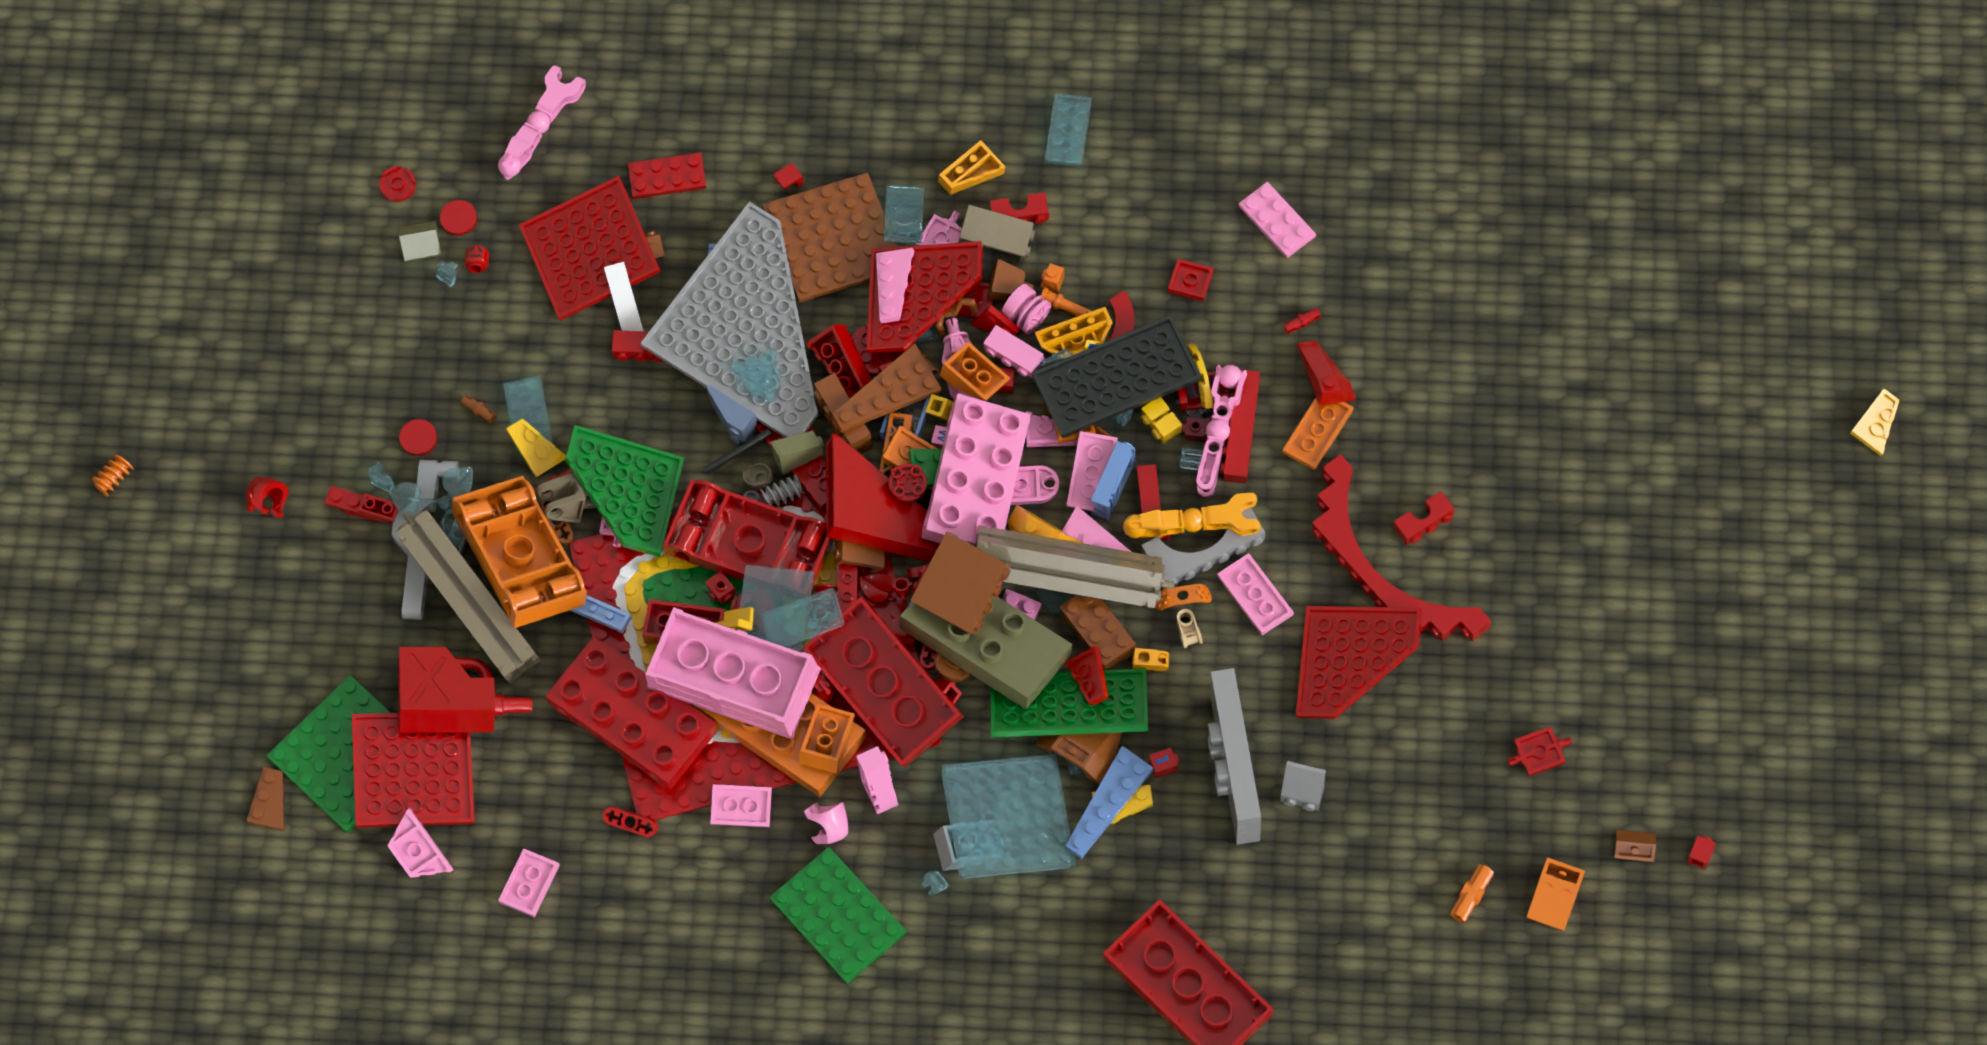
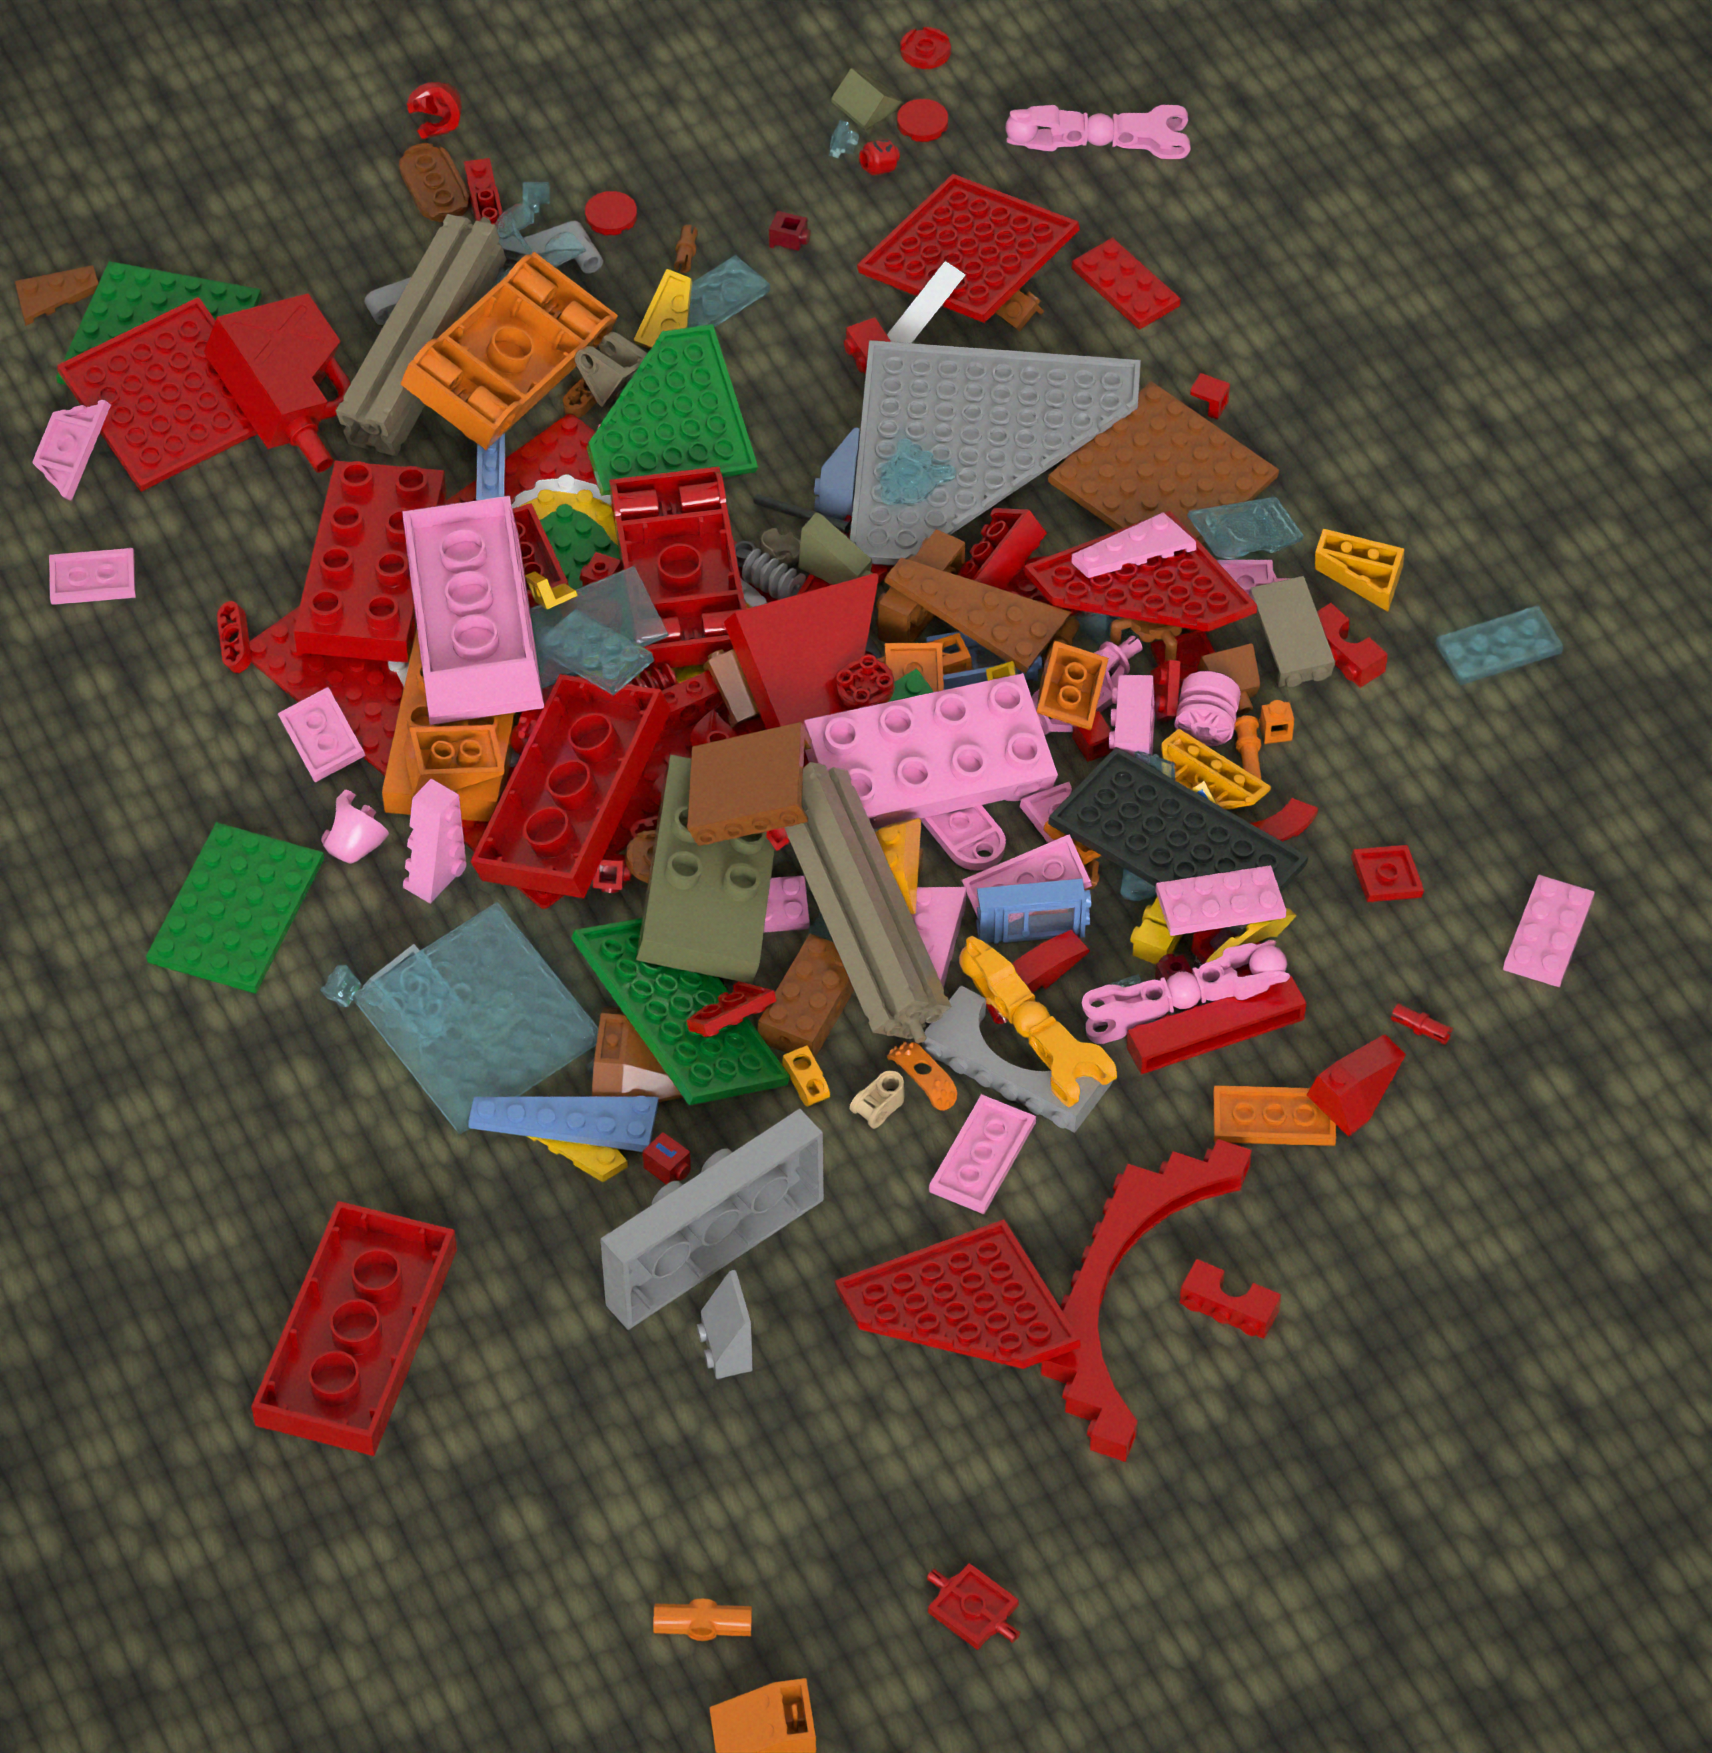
camera: 55 degrees right, 15 degrees down
(322, 528) = (434, 182): none -> dark orange tile
(503, 337) = (789, 231): none -> dark red brick
(1177, 377) = (1220, 900): none -> bright pink plate

